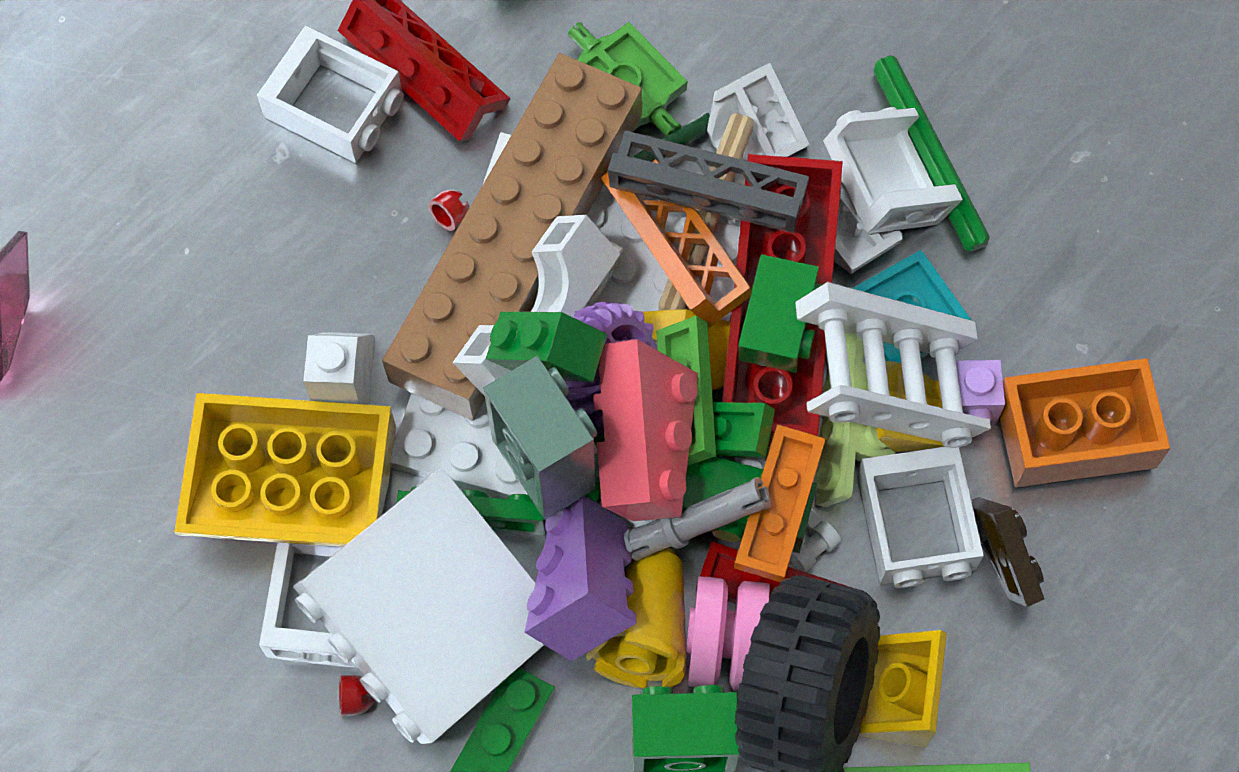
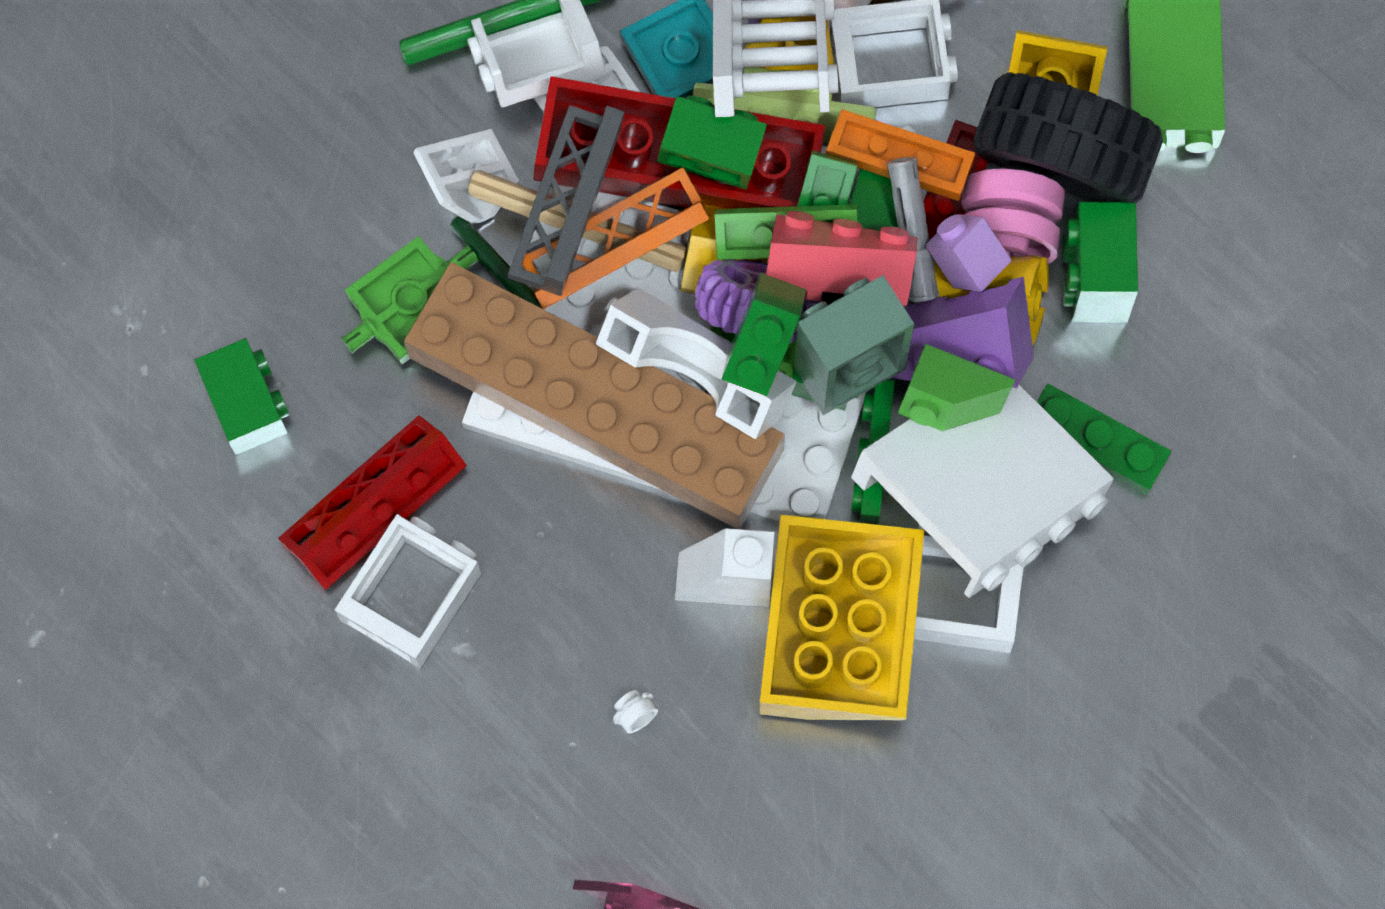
camera: 85 degrees left, 5 degrees up
(211, 297) = (635, 711): none -> white plate
(353, 696) = (1053, 566): red hinge -> none
(448, 209) = (546, 474): red hinge -> none
(513, 558) = (953, 391): none -> bright green slope
(669, 571) = (968, 252): none -> lavender brick

